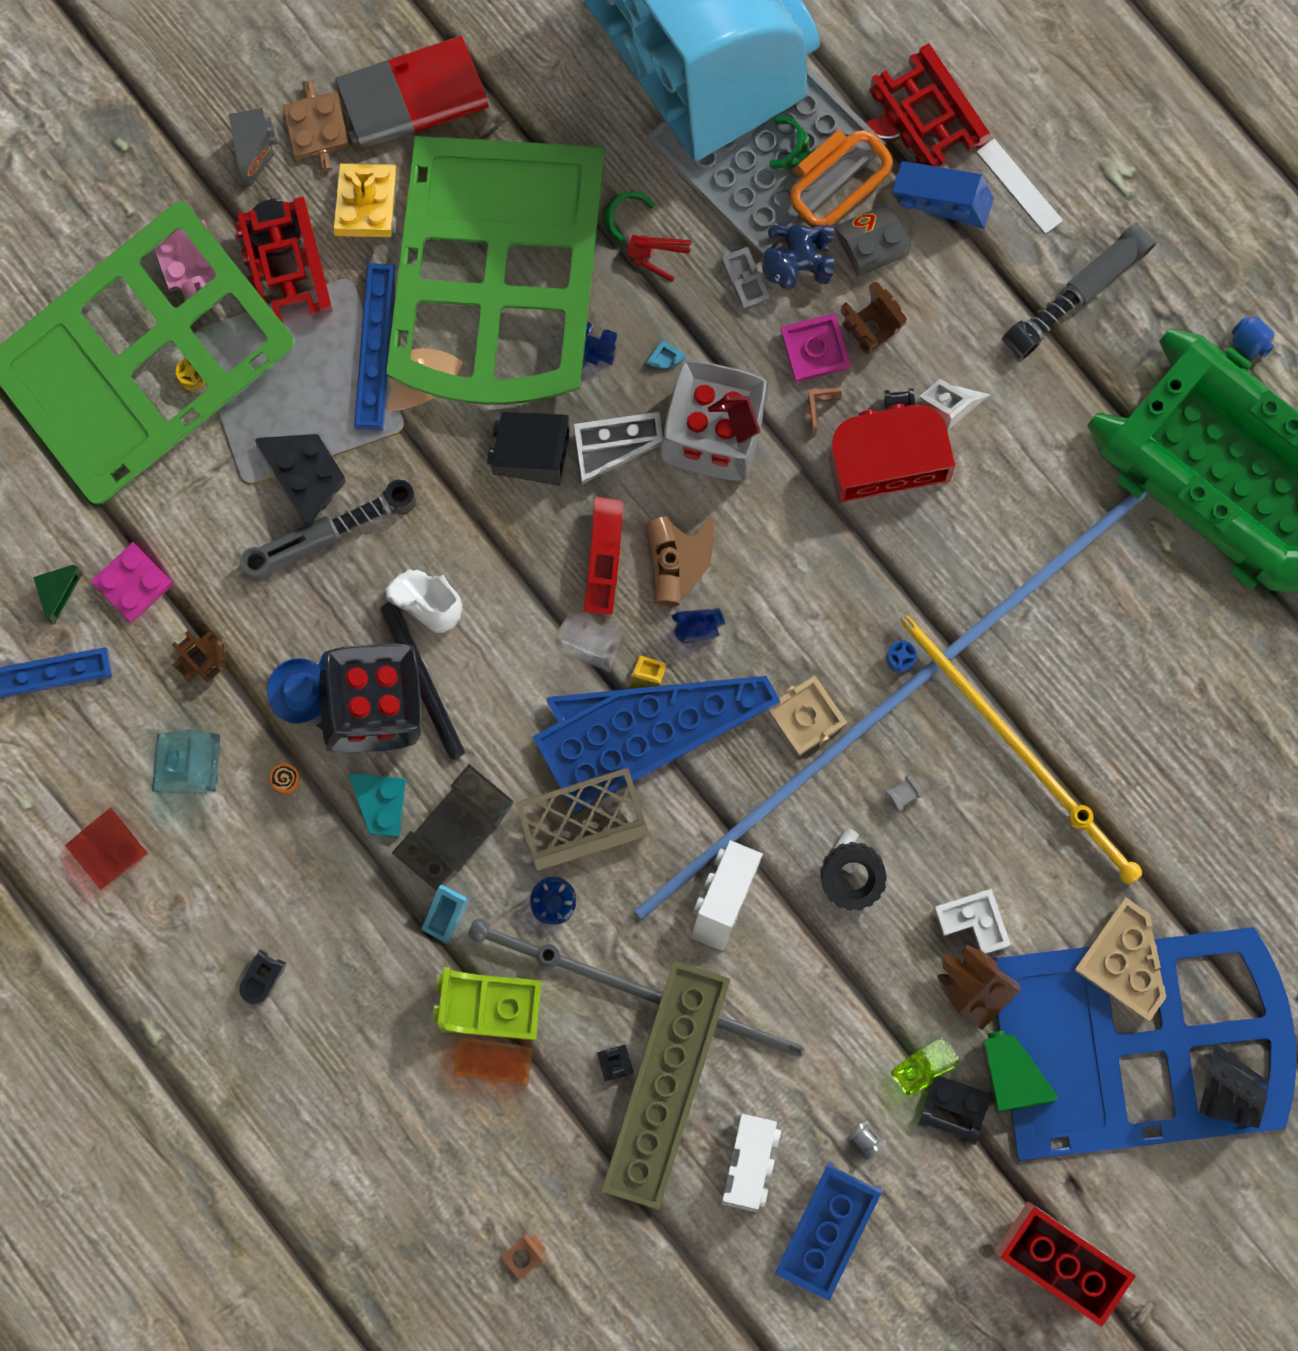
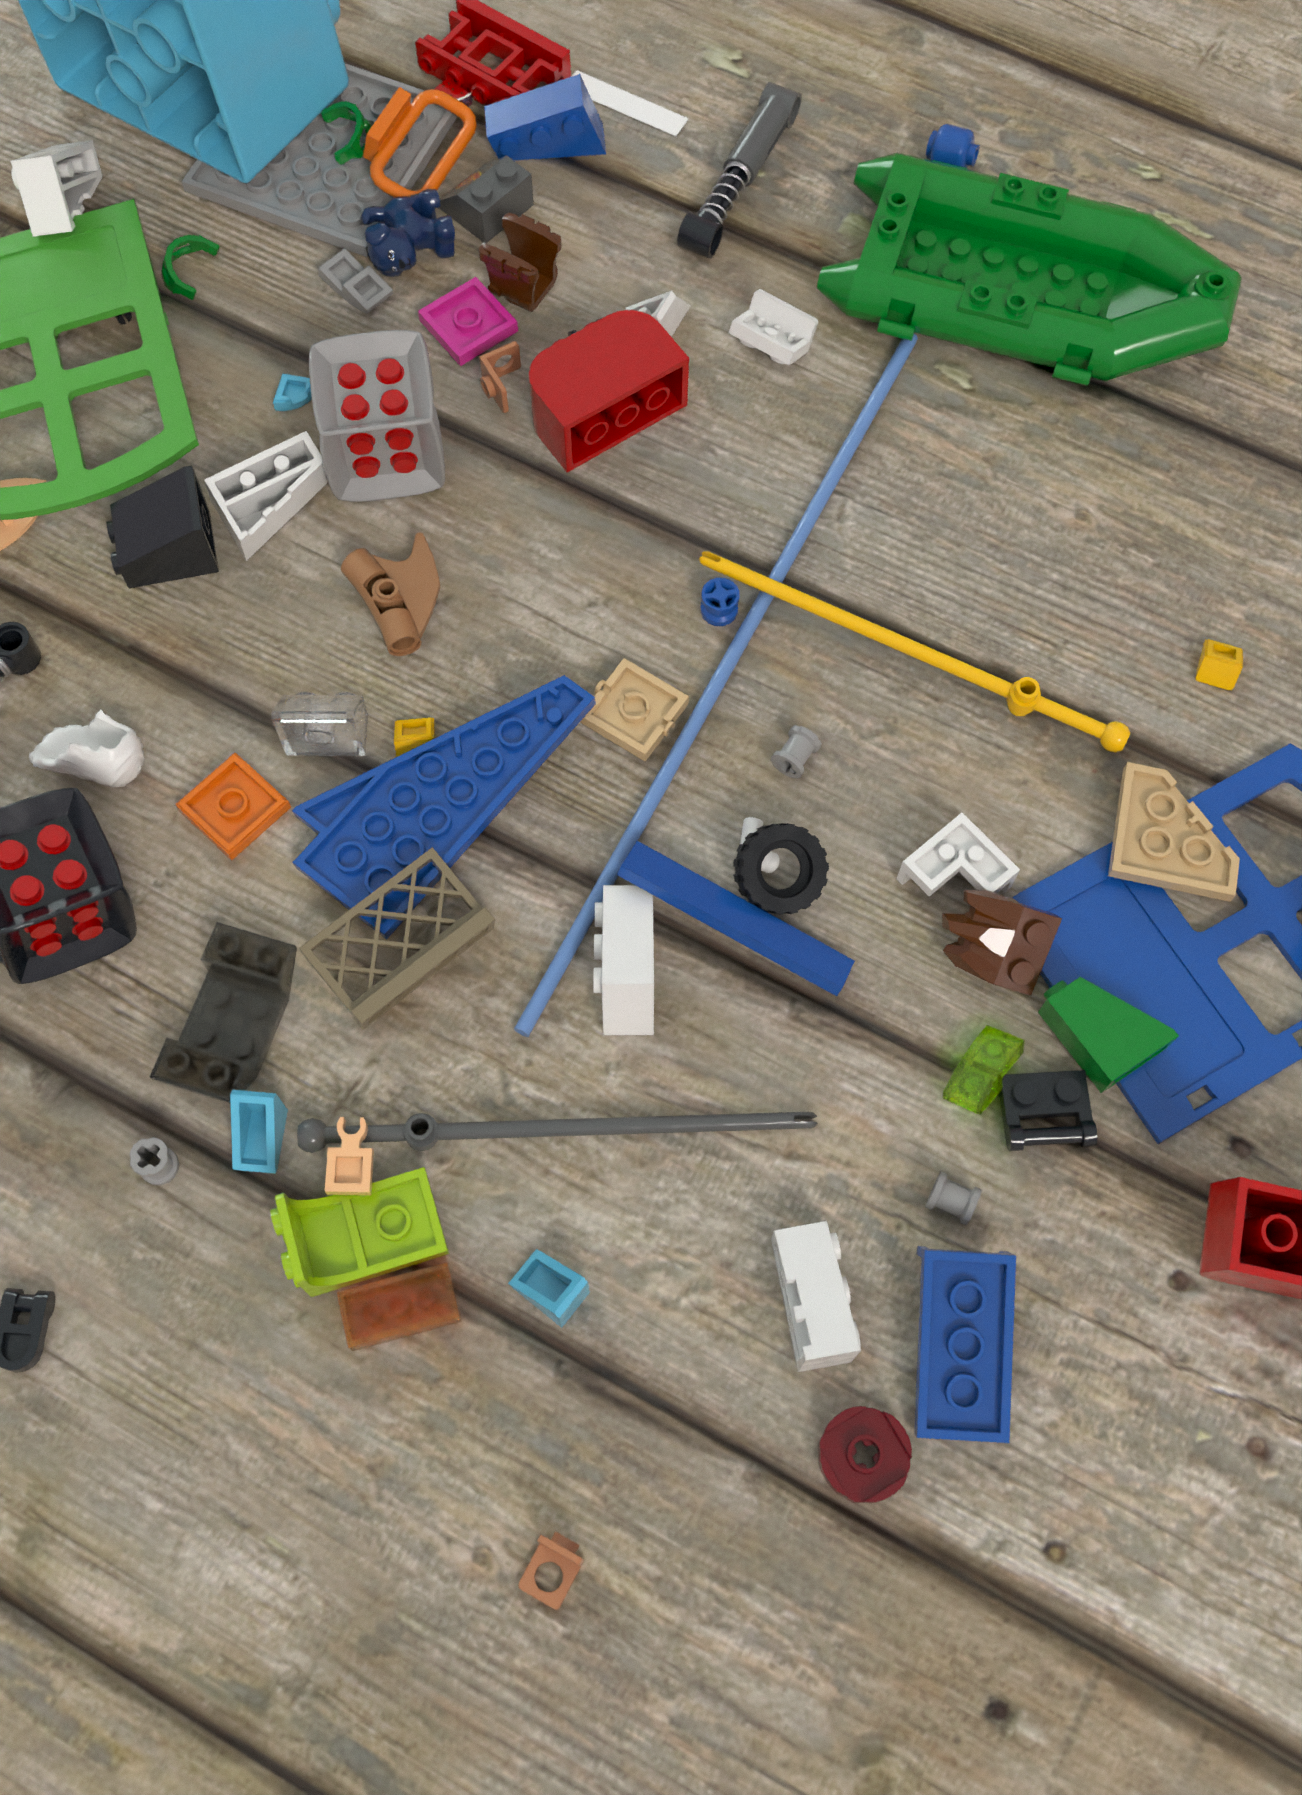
camera: 25 degrees left, 10 degrees down
(378, 897) = (144, 1151): none -> light grey bush
(380, 802) = (117, 1025): teal wing -> none
(427, 688) = (142, 870): black axle -> none
(495, 962) = (349, 1167): none -> light nougat plate
(508, 675) = (233, 806): none -> orange tile
(551, 111) = (55, 185): none -> white wedge
(553, 900) = (399, 1058): clear blue helmet -> none
(590, 1088) = (550, 1287): none -> medium azure slope
(599, 349) = (209, 404): clear blue hips -> none
(603, 555) = (303, 622): red slope -> none
(615, 1063) = (570, 1238): black tile -> none
(643, 247) = (221, 290): red plant -> none
(666, 1085) = (654, 1242): olive plate -> none
(698, 624) = (452, 653): clear blue hips -> none
(740, 415) = (401, 370): dark red bracket -> none
(752, 1281) = (891, 1461): none -> dark red plate
(808, 898) = (736, 918): none -> blue tile
(1039, 447) = (775, 328): none -> white bracket
(1236, 847) = (1219, 664): none -> yellow slope

